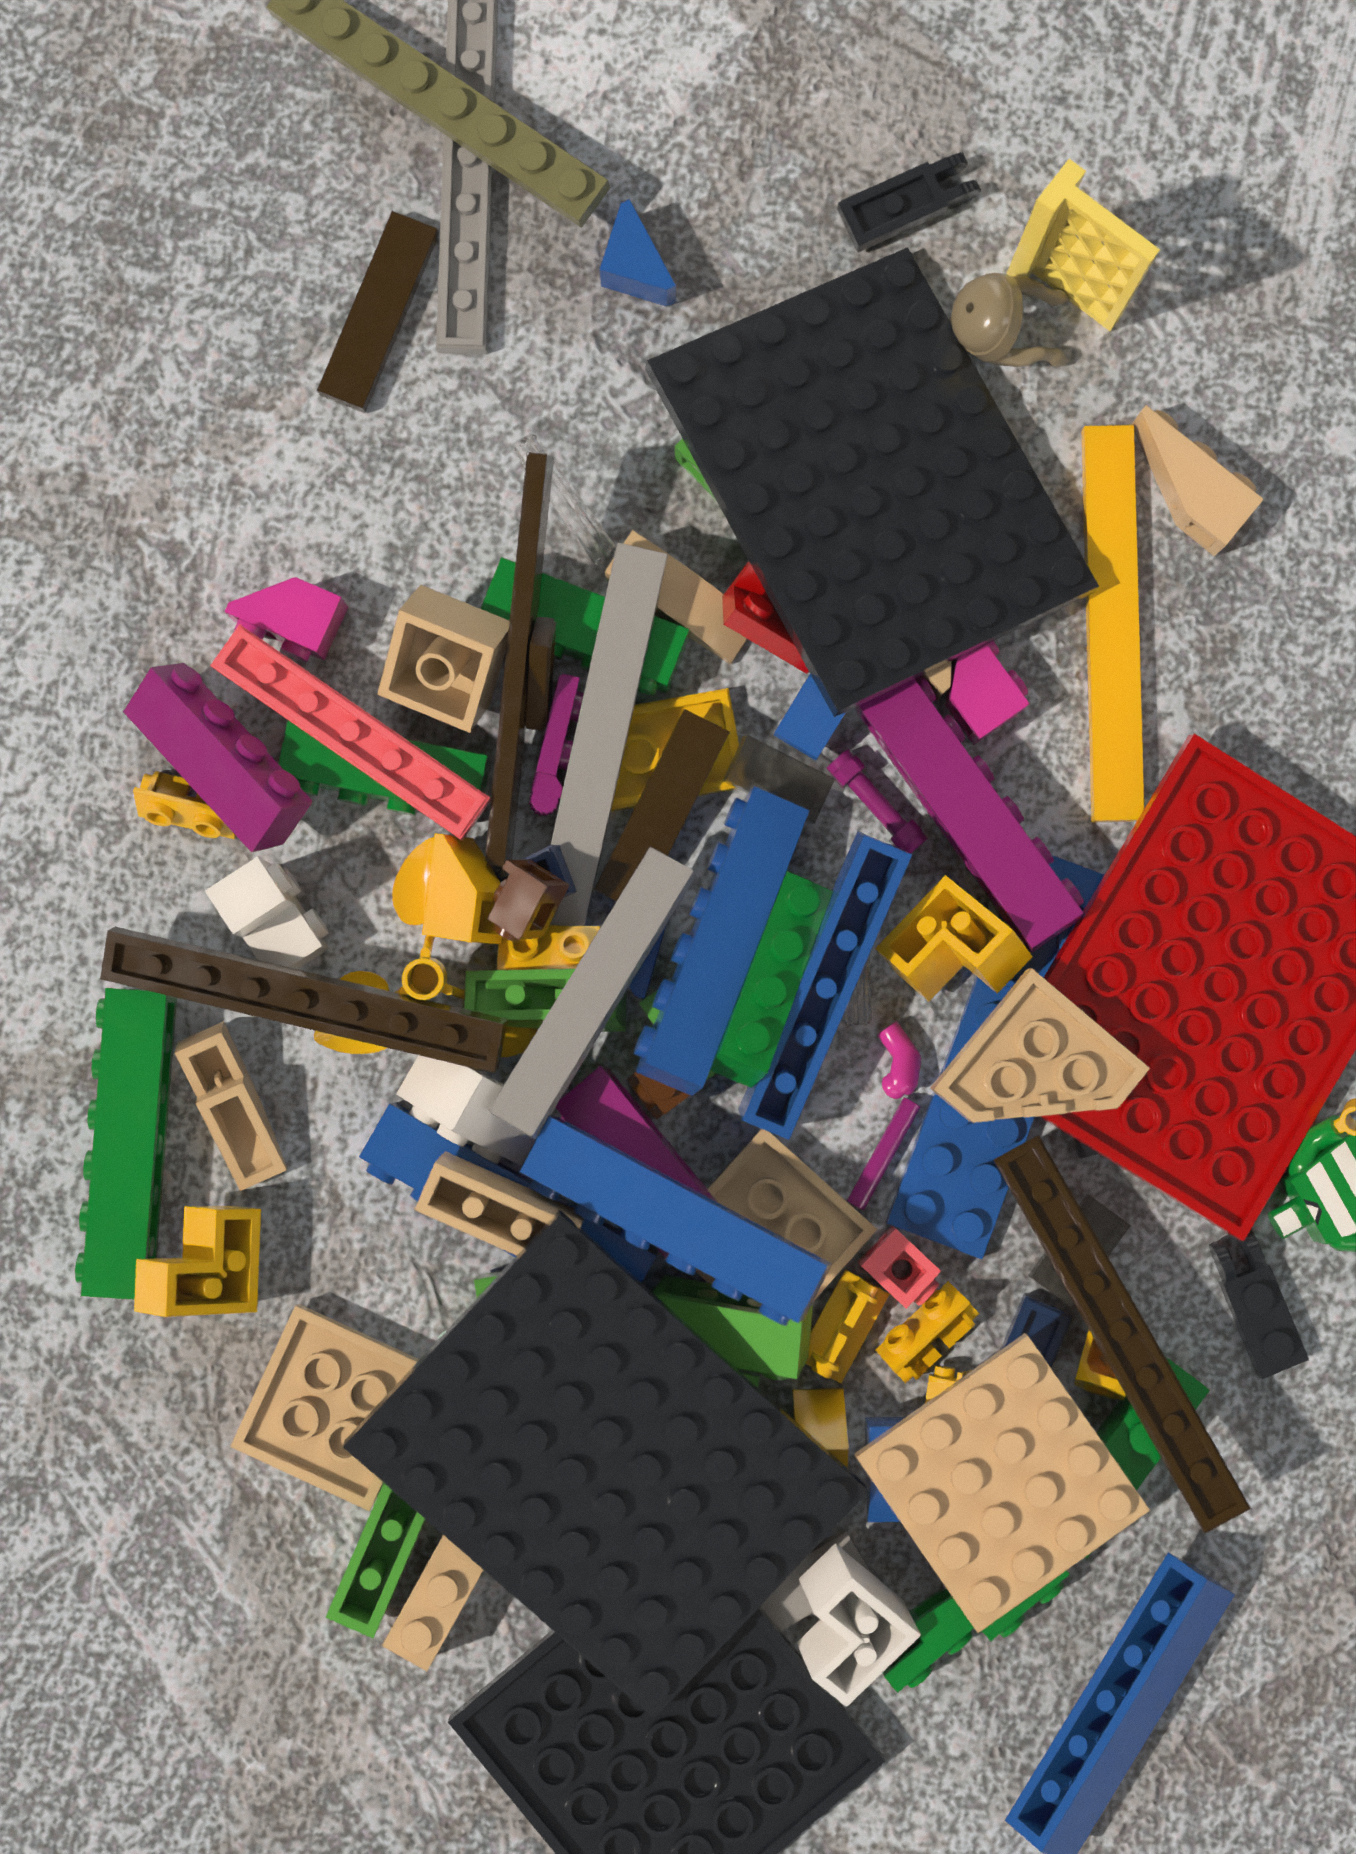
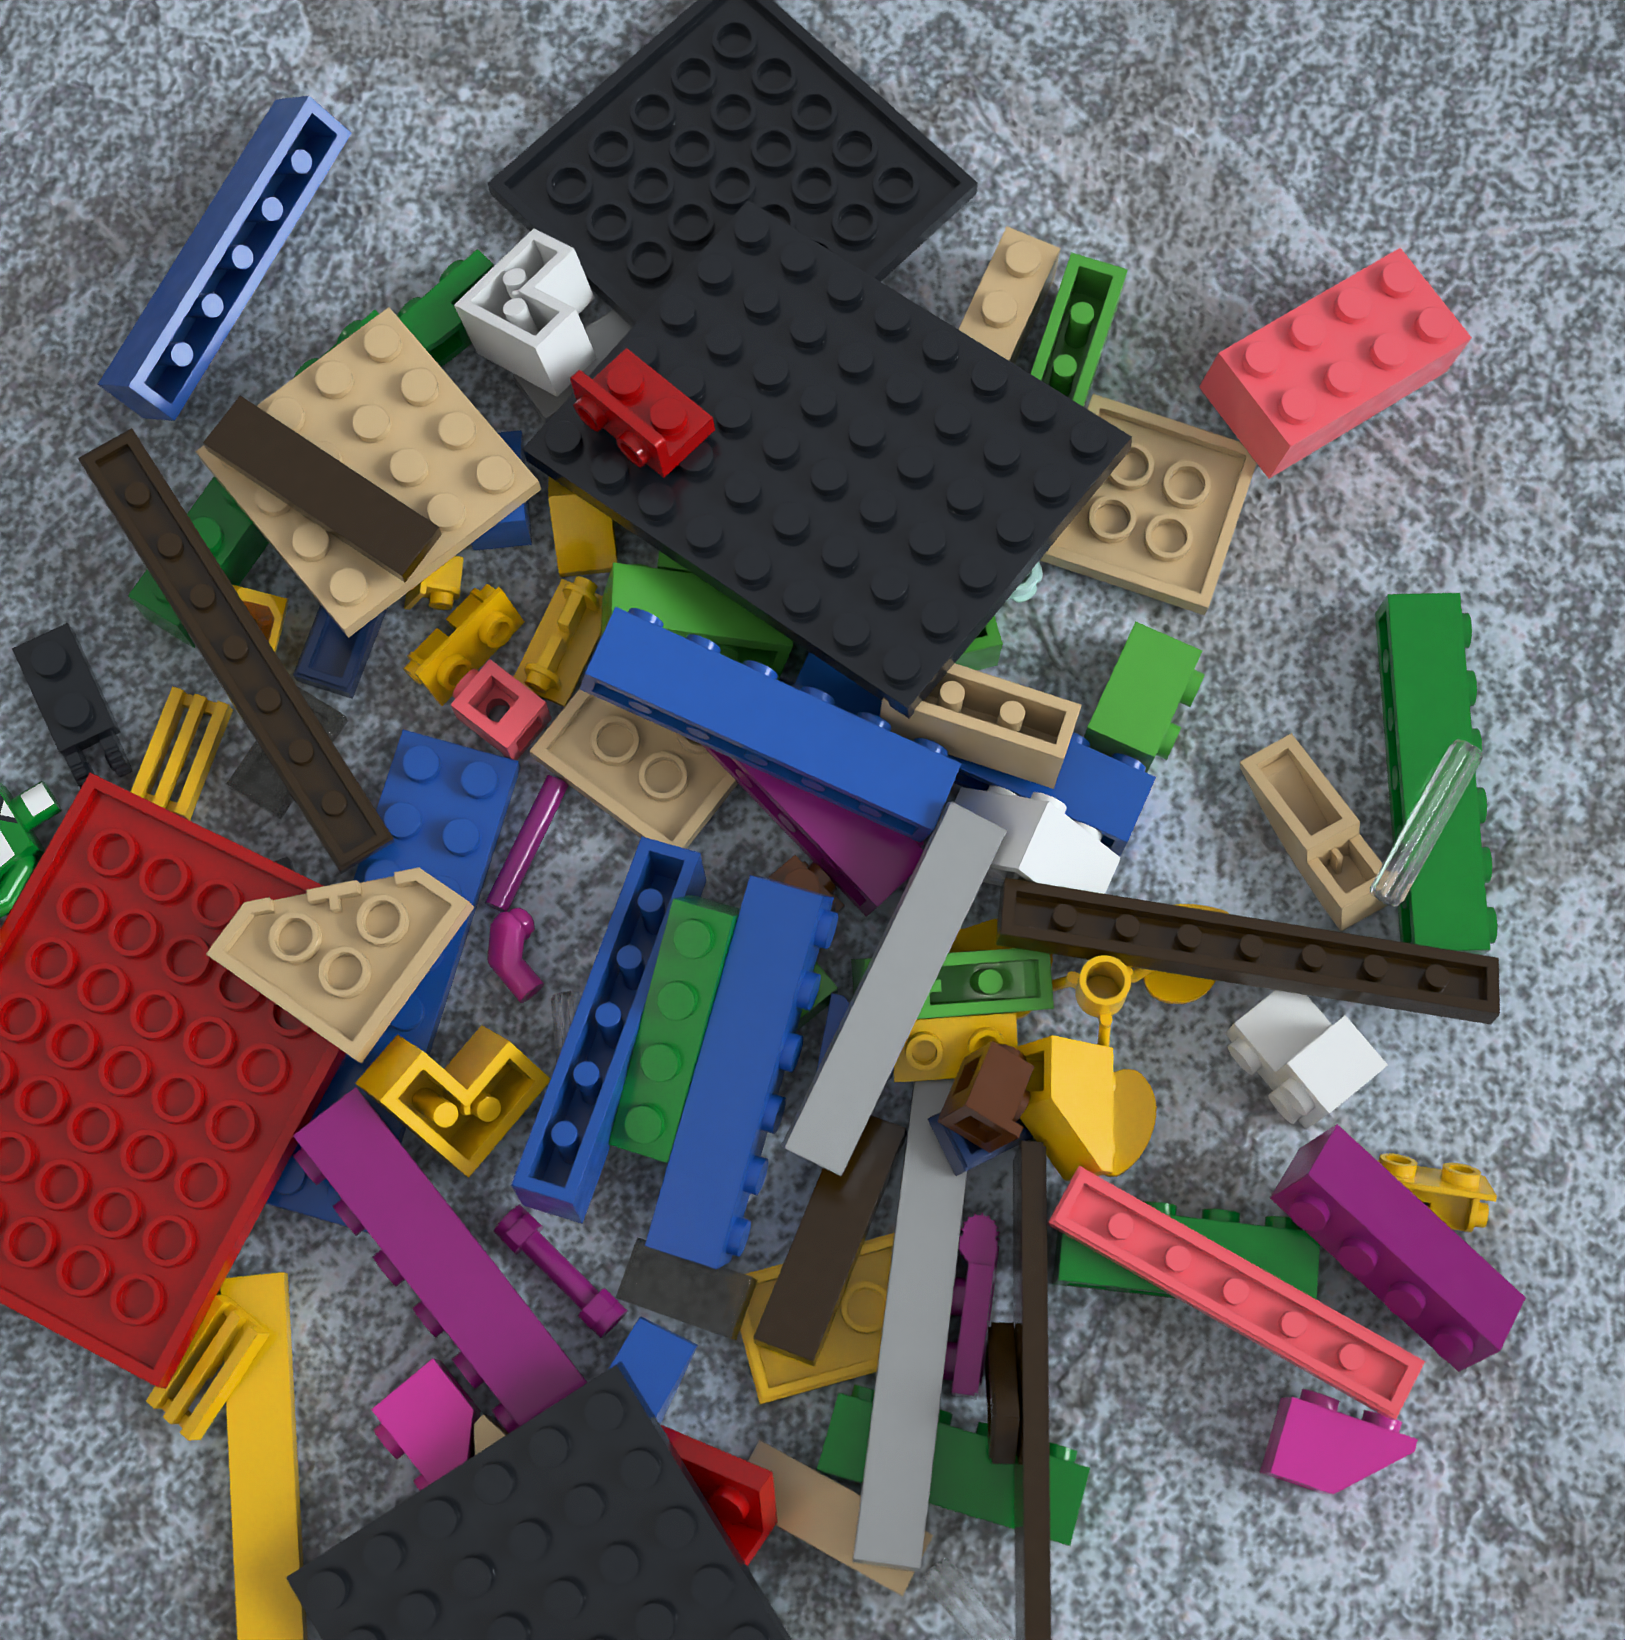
camera: 175 degrees right, 10 degrees down
(140, 1095) = (1426, 823): none -> clear axle
(155, 1519) = (1334, 362): none -> coral brick
(215, 1268) = (1307, 635): yellow brick -> none
(359, 1231) = (1143, 696): none -> bright green brick
(444, 658) = (1127, 1401): tan brick -> none
(762, 1510) = (642, 411): none -> red bracket
(1042, 1461) = (322, 488): none -> dark brown tile
(1178, 724) = (202, 1362): none -> yellow tile
(1185, 1265) = (161, 740): none -> yellow tile

